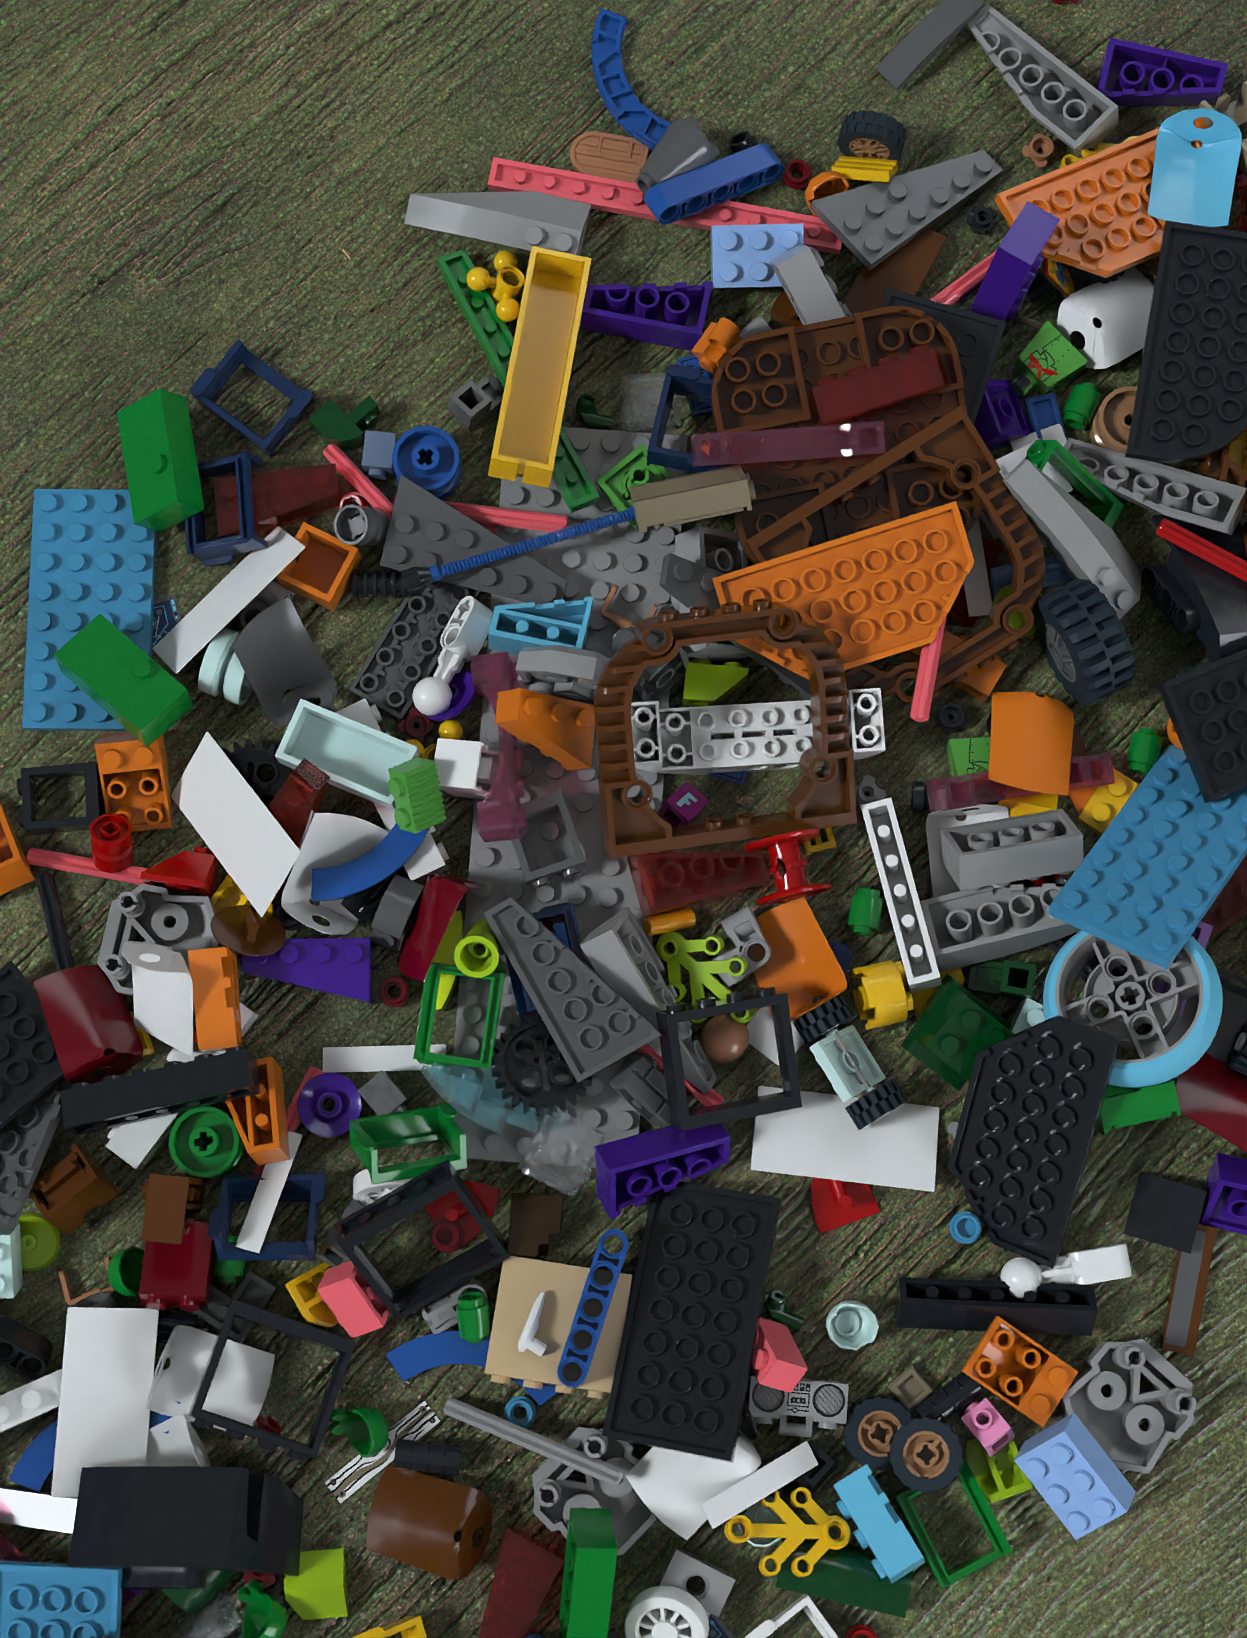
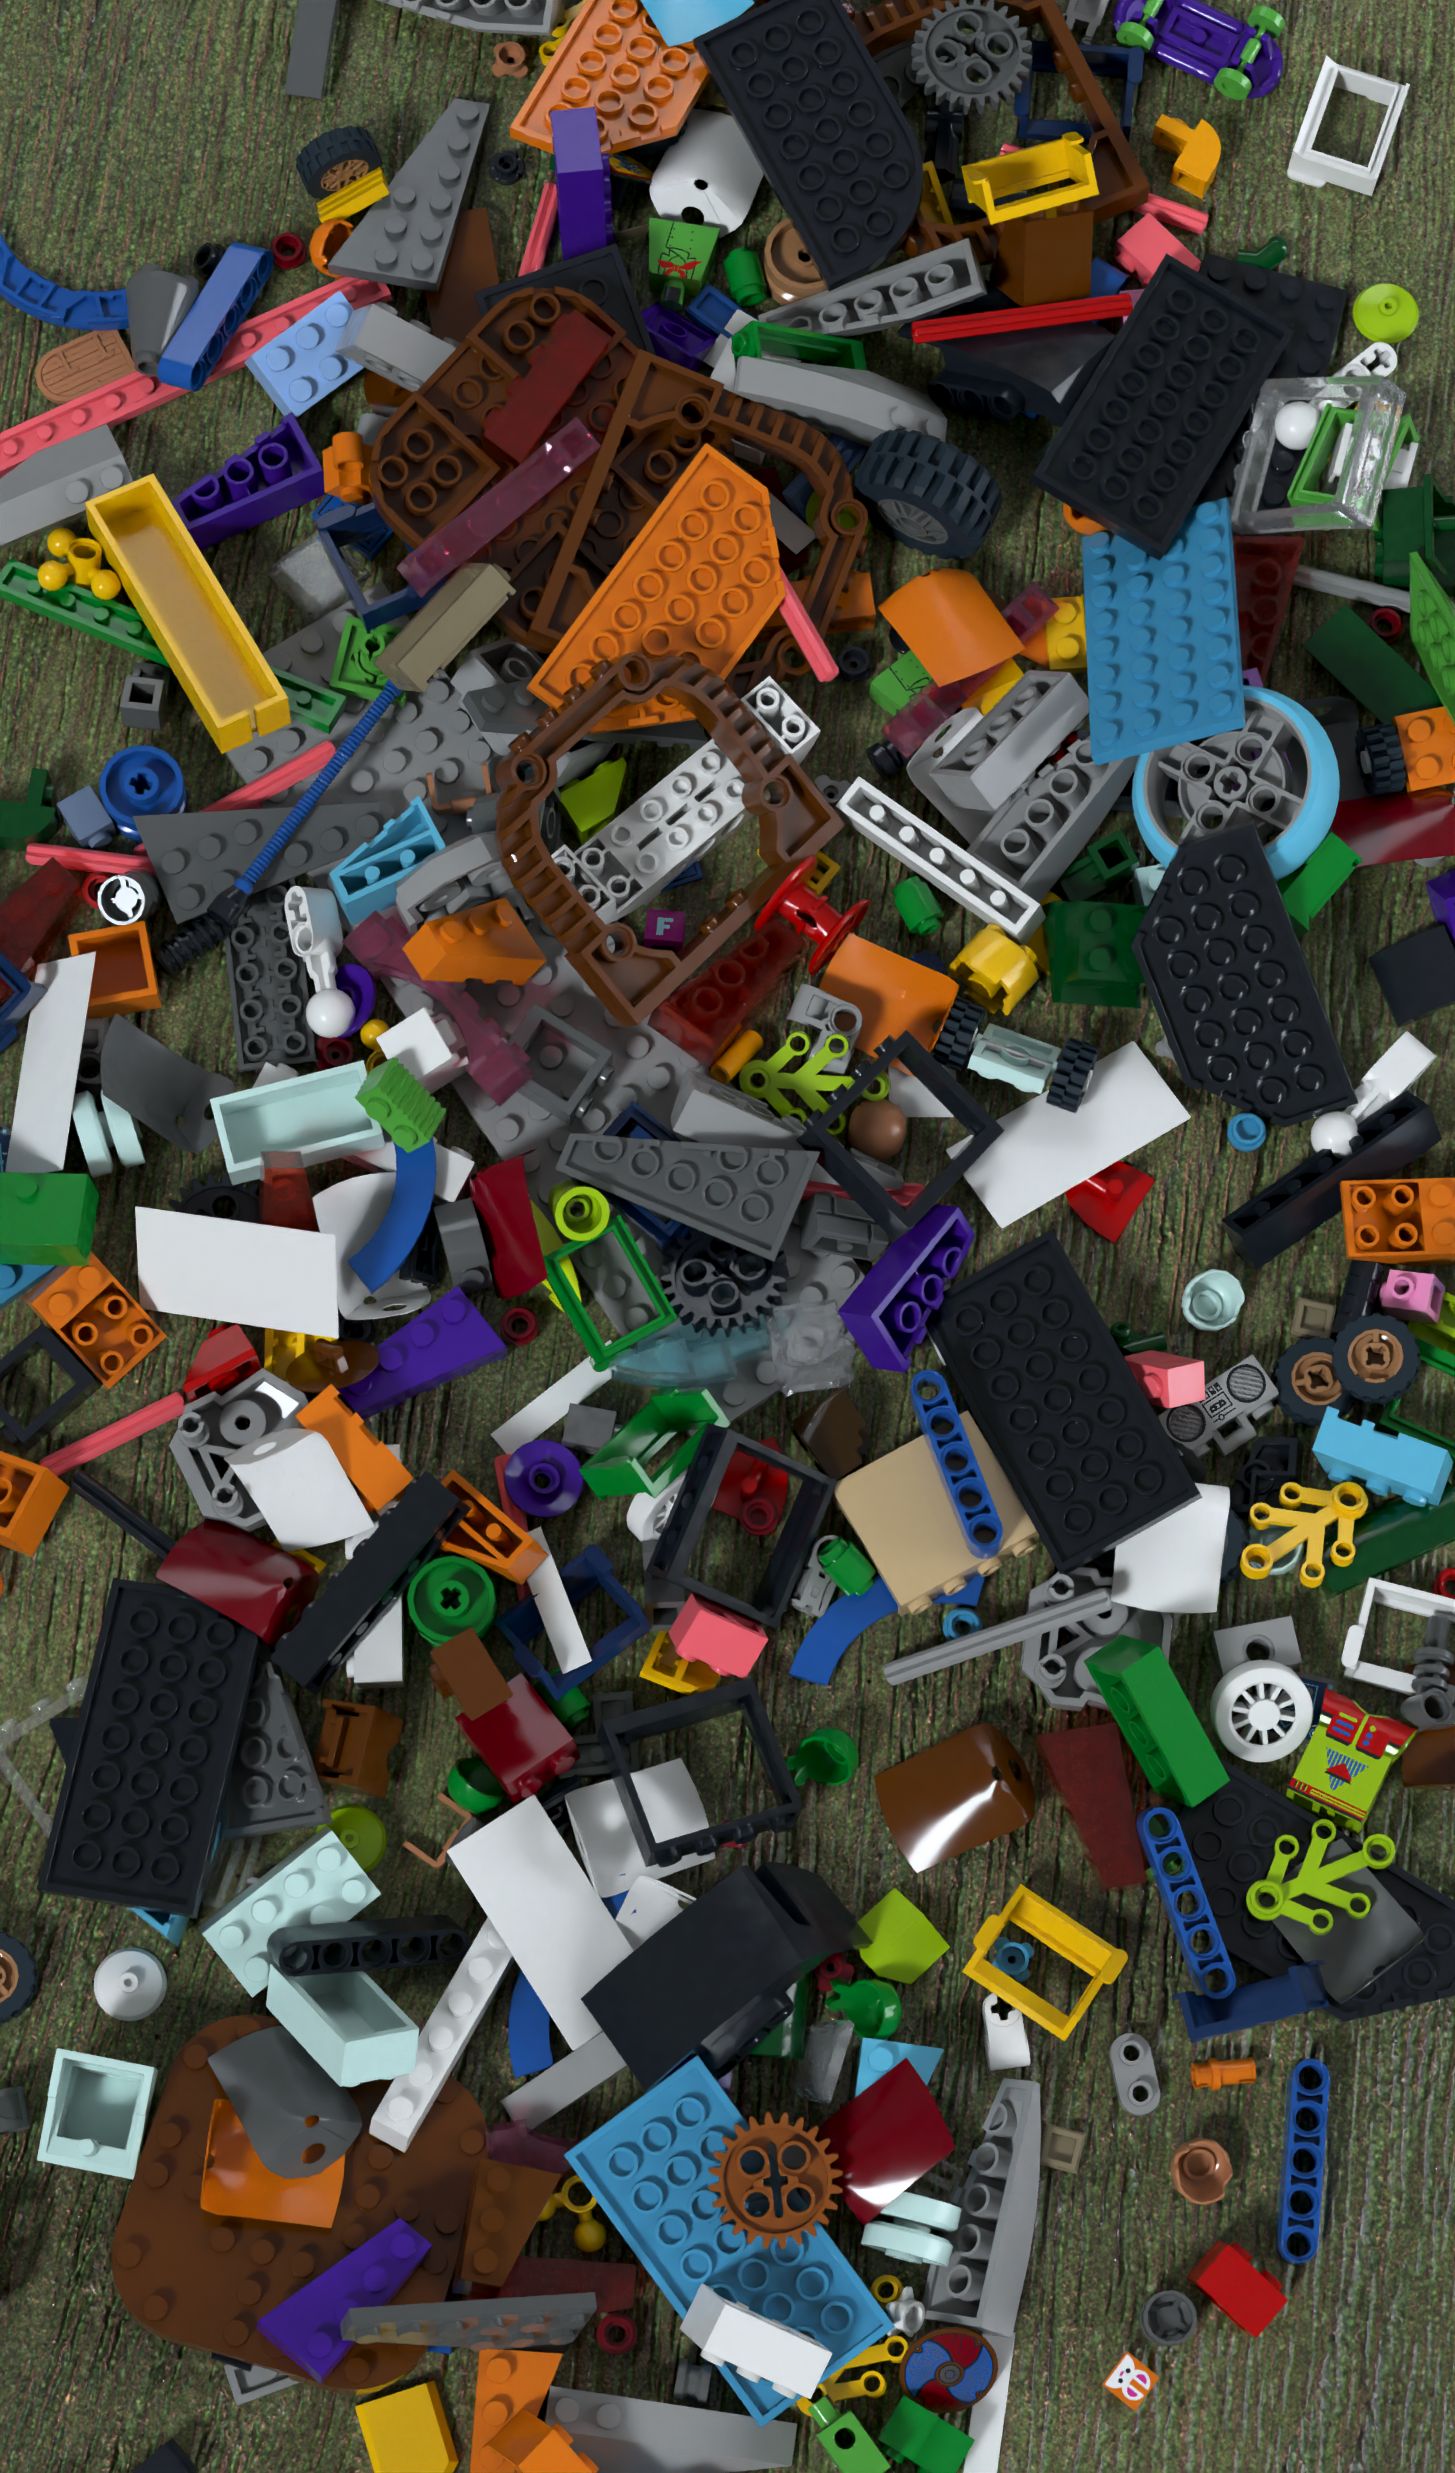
camera: 40 degrees left, 5 degrees down
(111, 843) = (122, 1389): red wheel -> none
(362, 1469) = (855, 1794): sticker -> none
(427, 1457) = (907, 1735): black axle -> none
(530, 1328) = (915, 1539): white bar -> none
(590, 416) = (267, 631): dark green arm -> none
(759, 1484) = (1243, 1507): white sticker -> none
(1143, 751) = (1063, 561): green brick -> none

